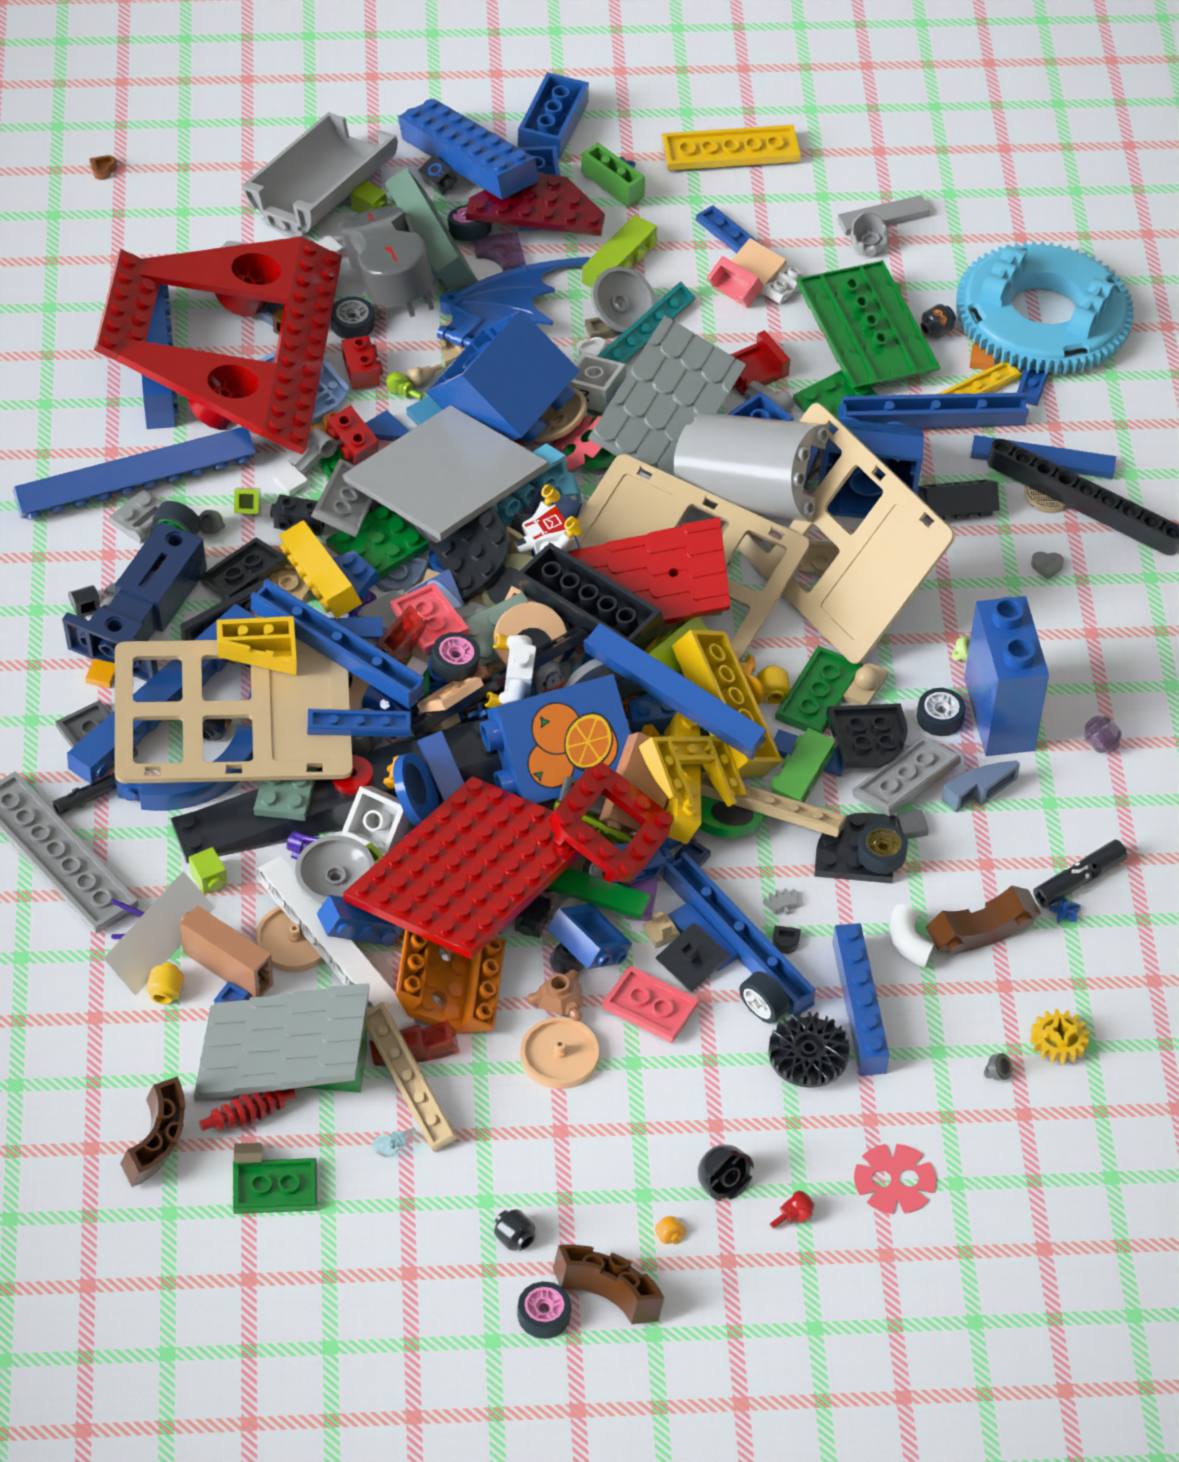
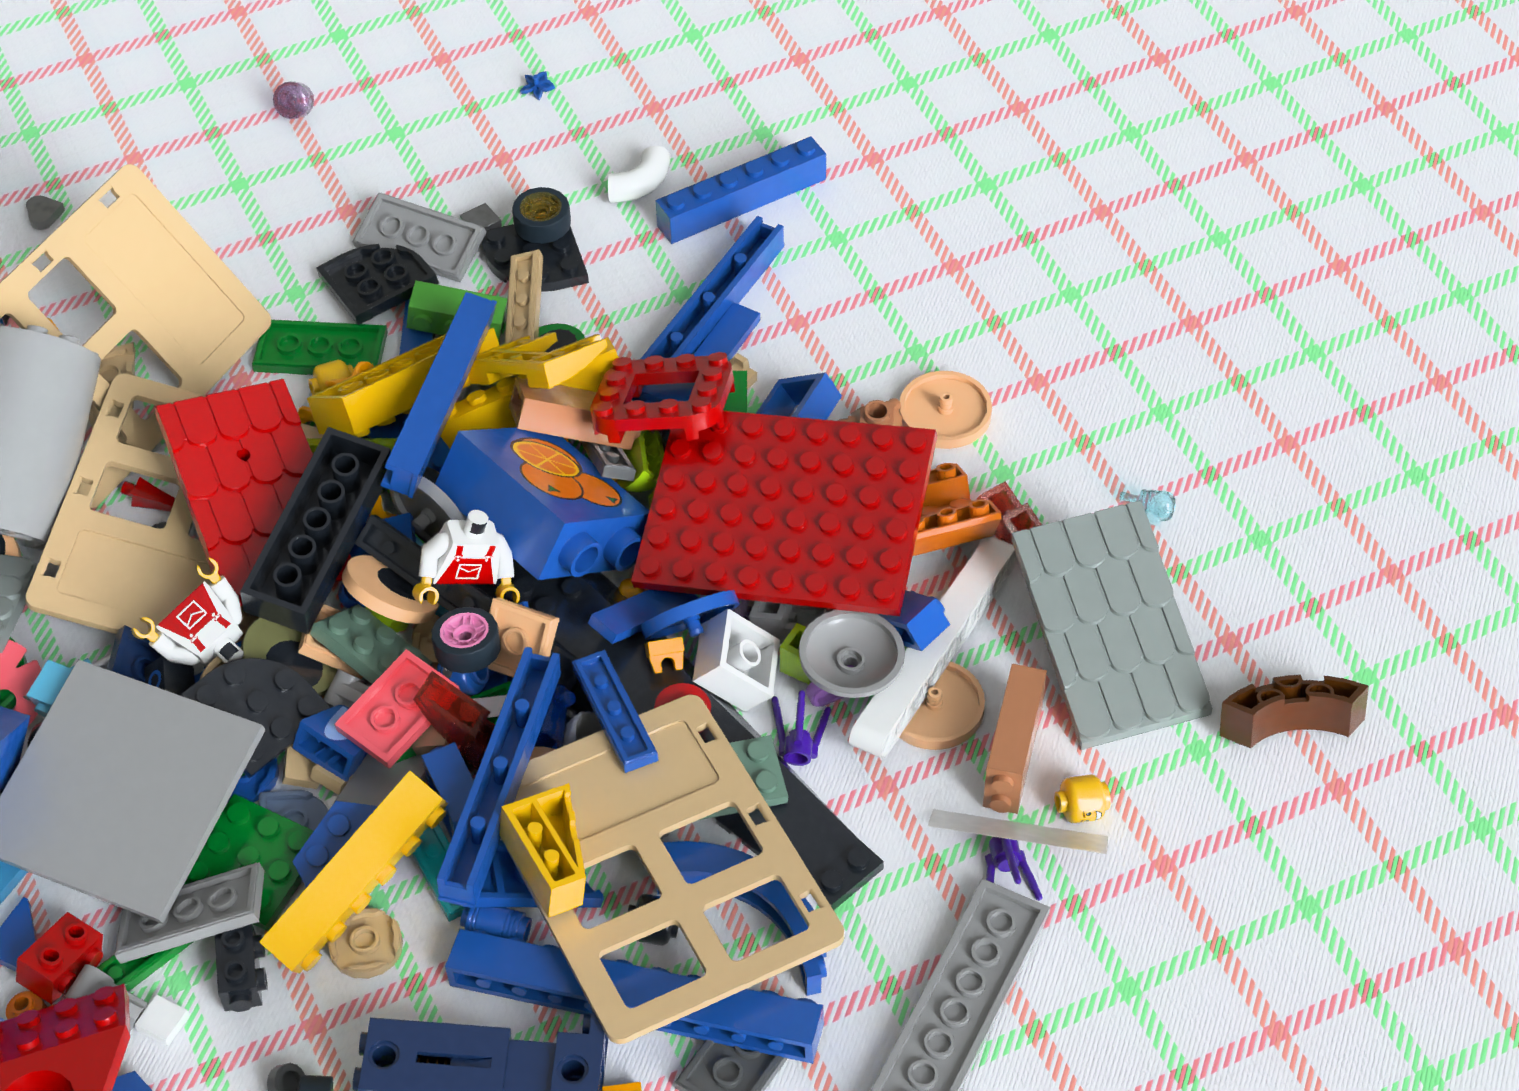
camera: 110 degrees left, 0 degrees up
(83, 795) = (850, 1025): black pin -> none
(197, 625) = (453, 988): black tile -> none
(208, 871) = (894, 824): lime brick -> none
(232, 993) = (1055, 731): blue tile -> none
(243, 568) = (359, 986): black plate -> none
(247, 500) = (234, 1042): lime brick -> none
(247, 1109) = (1214, 652): red piece -> none
(248, 1153) = (1252, 623): dark tan tile -> none
(275, 1186) = (1270, 591): green tile -> none
(409, 1077) = (1079, 498): tan tile -> none
(514, 1229) = (1188, 366): black head -> none
(536, 1299) = (1260, 315): wheel -> none
(611, 1278) = (1199, 250): reddish brown brick -> none
(650, 1004) = (843, 348): coral plate -> none
(670, 1230) = (1099, 259): light orange piece -> none
(692, 957) = (759, 337): black piece -> none
(725, 1171) = (1016, 225): black cylinder -> none
(764, 997) = (788, 253): black wheel -> none
(782, 902) = (638, 294): light grey piece -> none
(786, 939) = (688, 276): black tile -> none
(797, 1208) = (1016, 171): red piece -> none
(808, 1050) = (832, 205): black wheel -> none
(866, 684) = (295, 305): tan tile -> none
(886, 1197) = (944, 113): coral piece -> none
(944, 701) = (311, 236): black wheel -> none
(961, 649) = (213, 235): yellowish green tile -> none
(979, 784) = (405, 177): sand blue slope -> none
(998, 1067) = (763, 75): dark grey tile -> none
(1000, 919) = (592, 124): reddish brown brick -> none
(1006, 676) = (274, 145): blue brick -> none
(1059, 1036) = (702, 45): yellow gear -> none
(1077, 875) = (473, 74): black piece -> none

